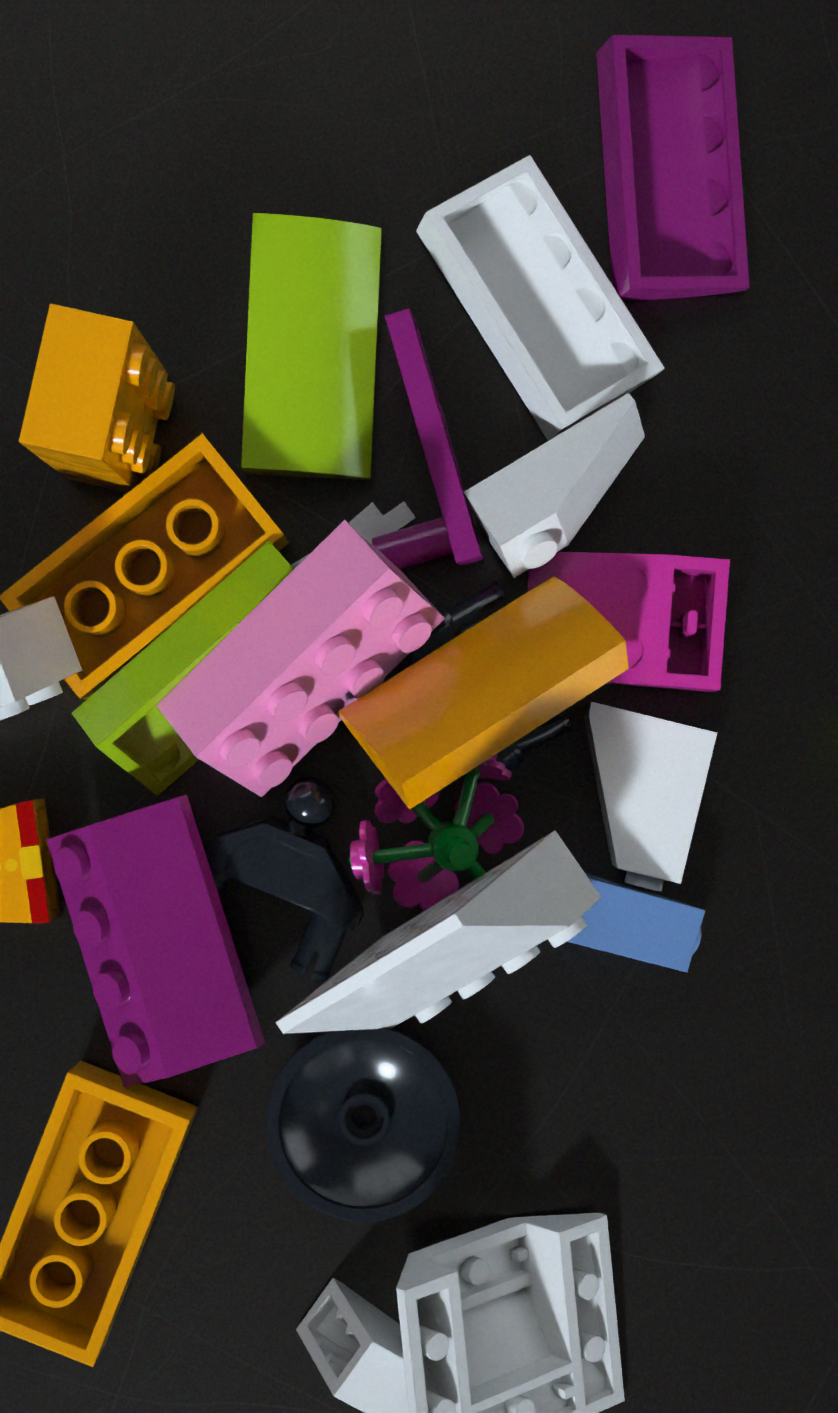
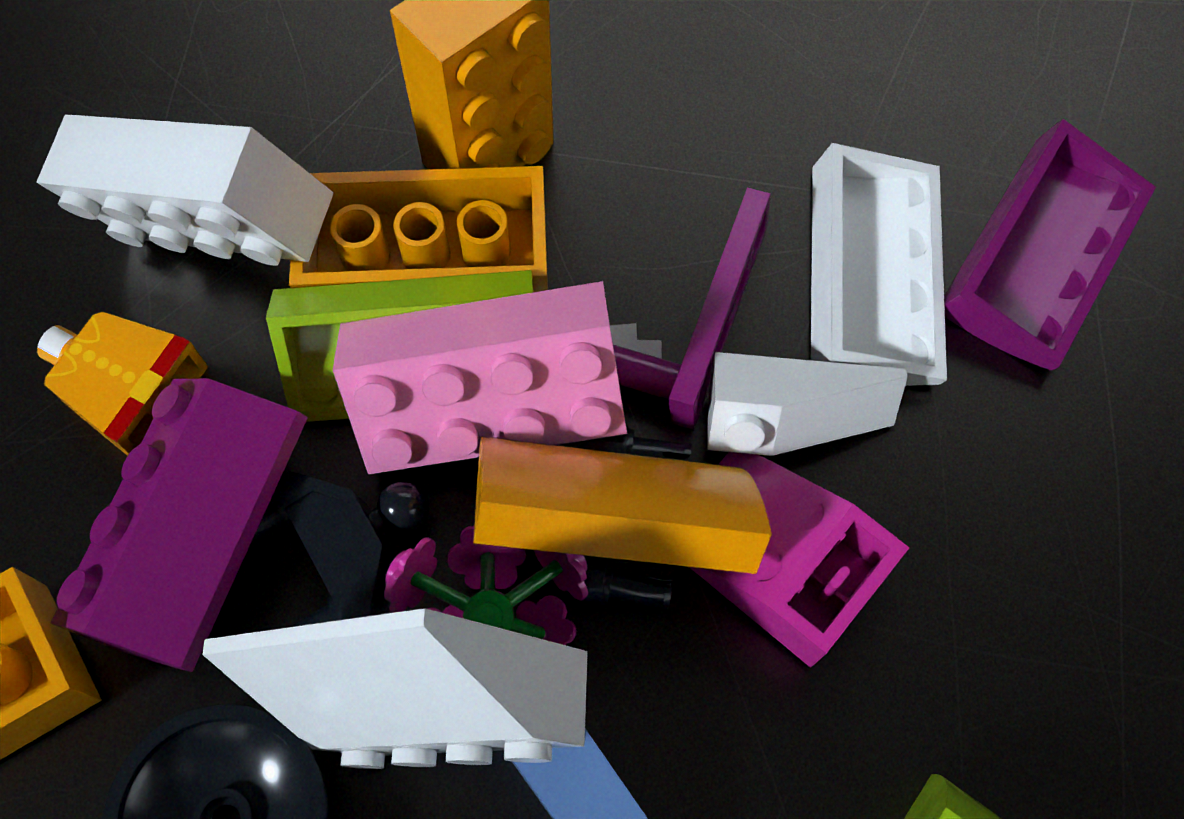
camera: 30 degrees right, 20 degrees down
(311, 347) = (669, 189): lime slope -> none
(648, 789) = (700, 707): white slope -> none

